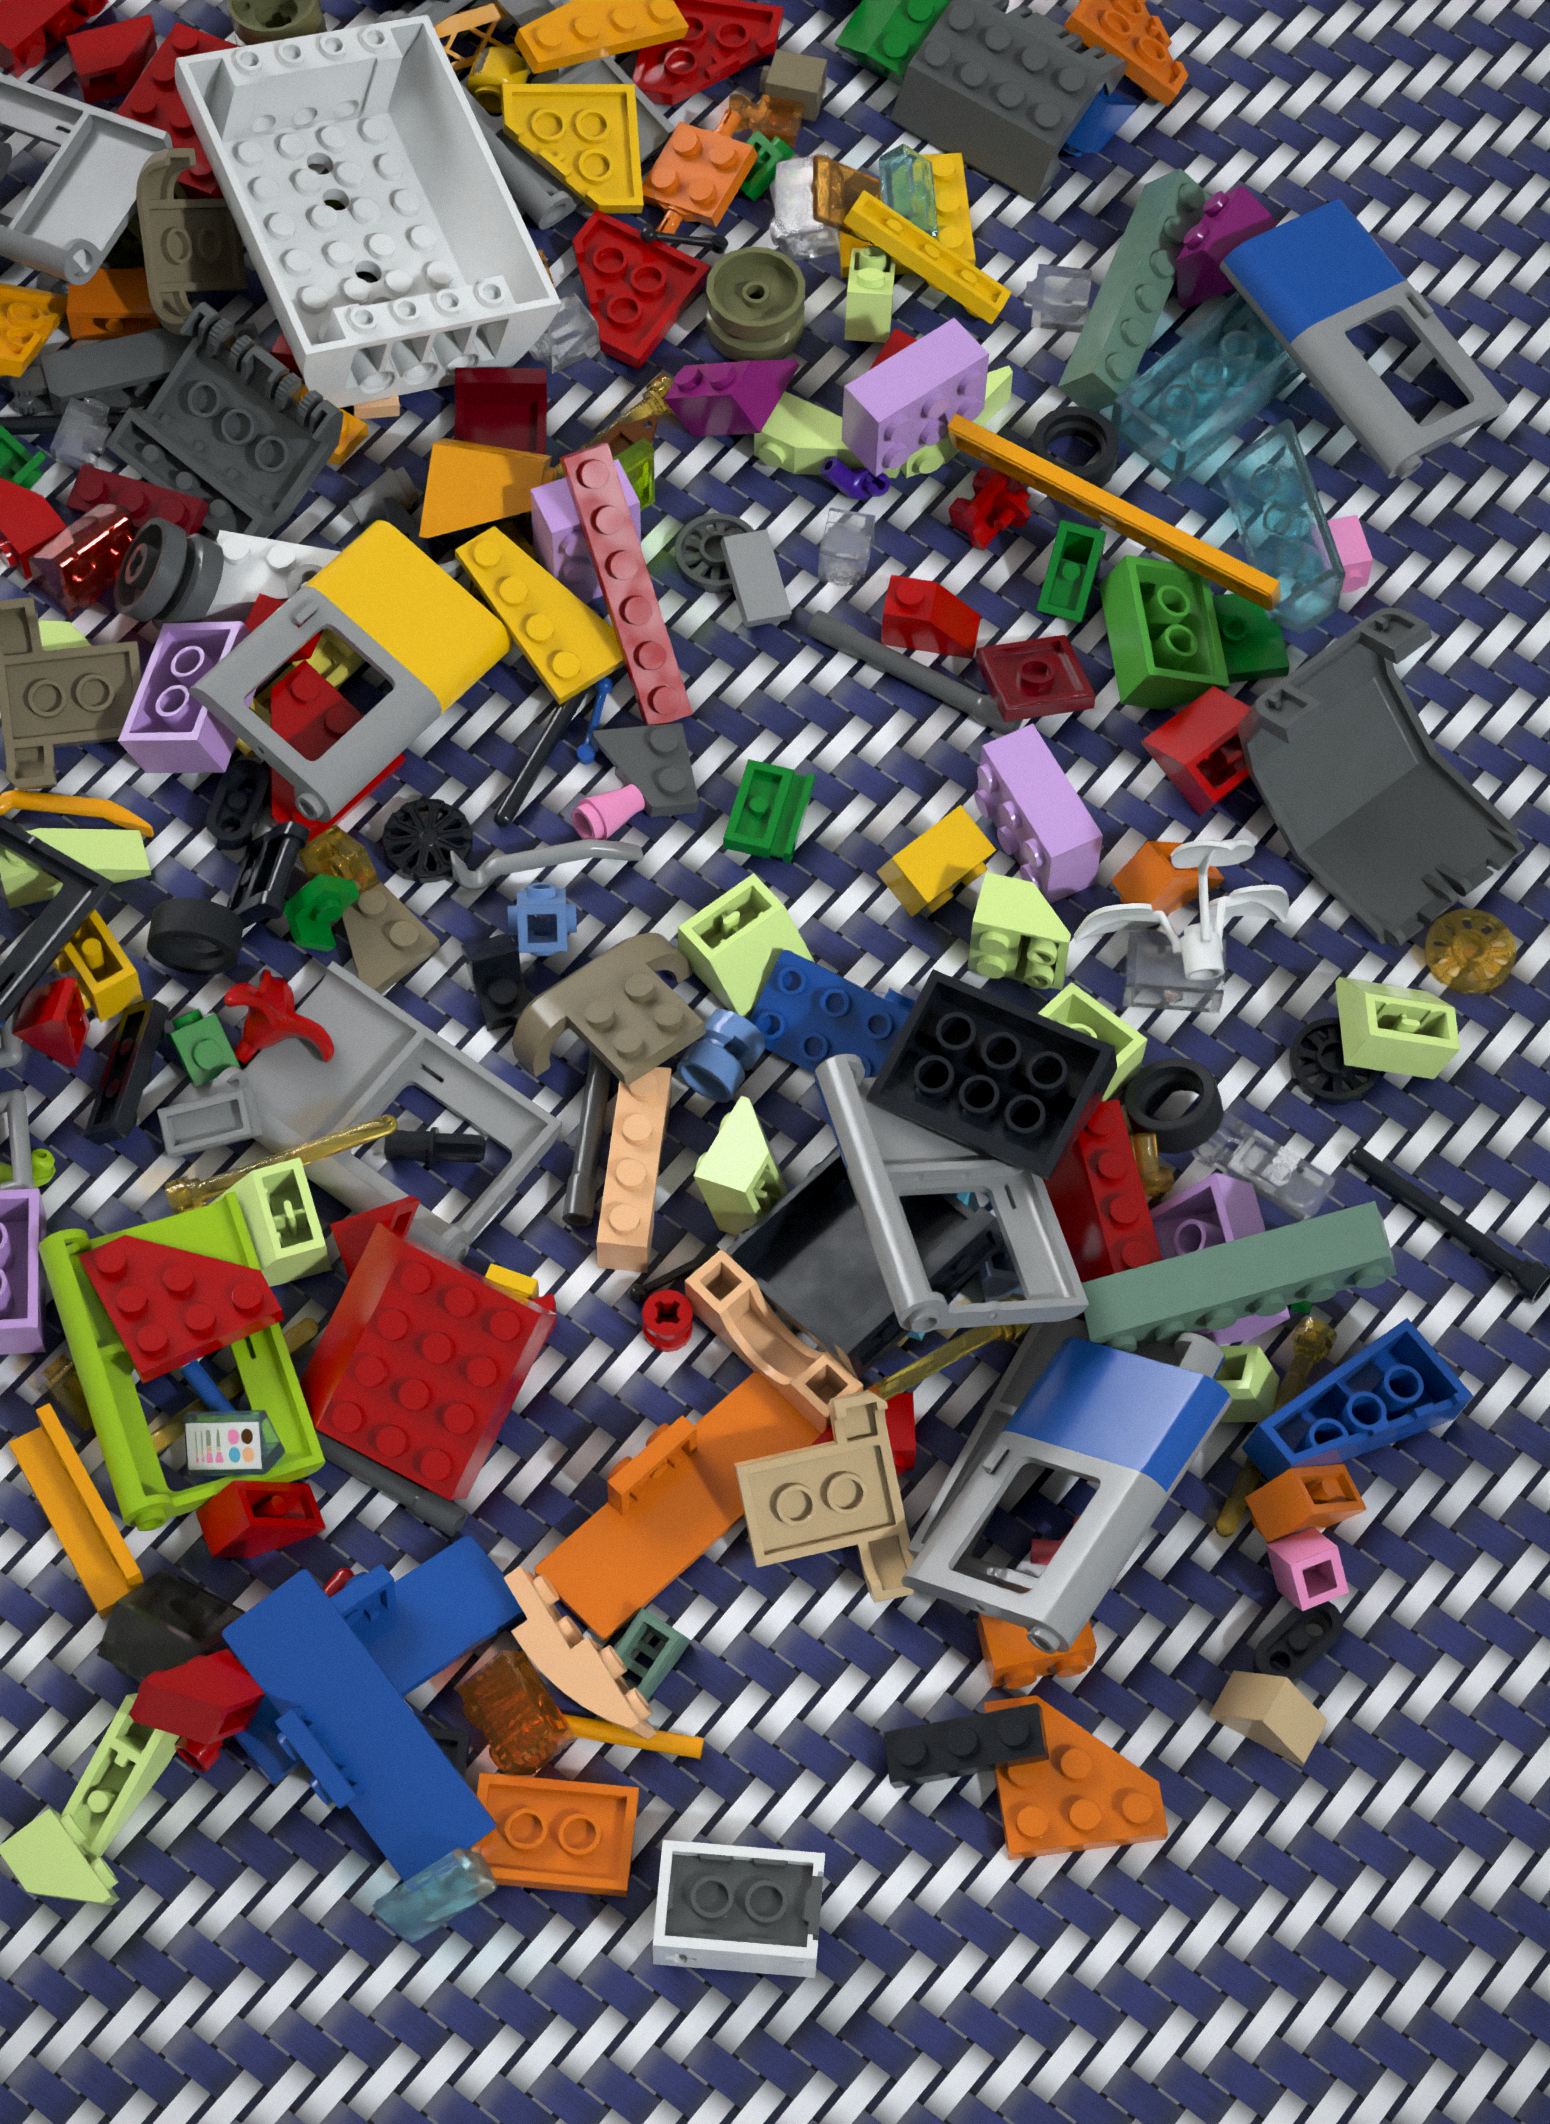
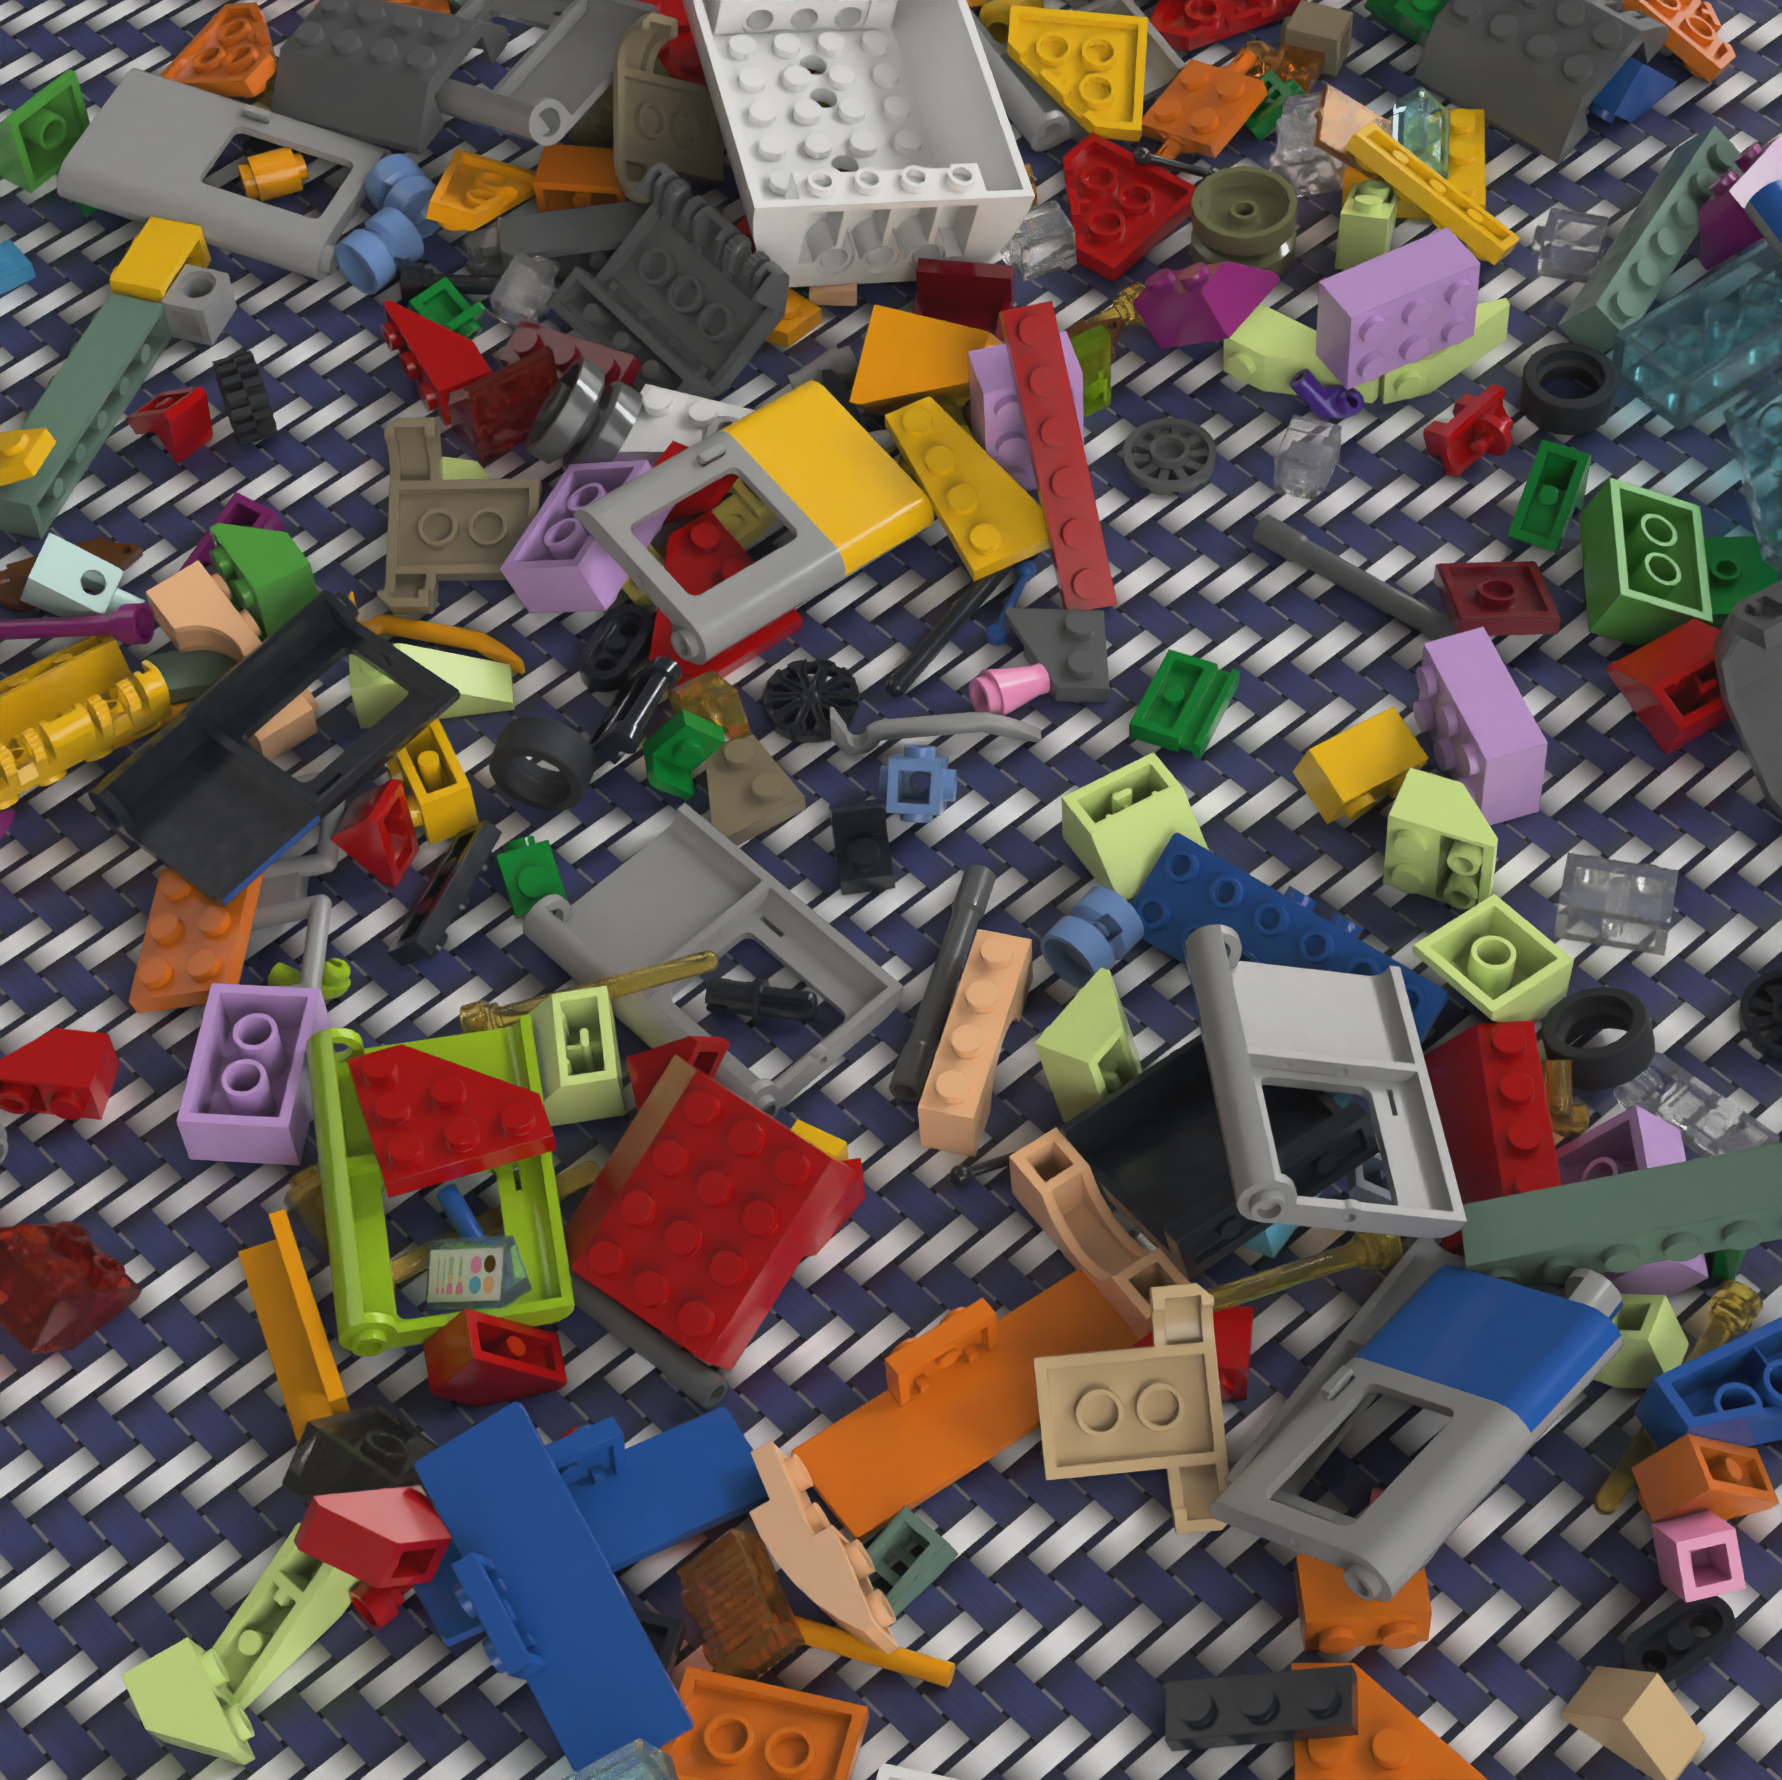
camera: 15 degrees right, 10 degrees down
(209, 1122) = (521, 948): light grey tile -> none
(273, 1018) = (608, 852): red piece -> none
(615, 1009) = (980, 875): dark tan piece -> none
(667, 1333) = (983, 1220): red wheel -> none
(755, 578) = (1205, 480): light grey tile -> none
(928, 618) = (1385, 532): red slope -> none
(994, 1075) = (1391, 968): black slope -> none
(1114, 513) = (1605, 438): light orange tile -> none
(1155, 881) = (1616, 807): orange slope -> none
(1200, 945) = (1646, 867): white plant -> none

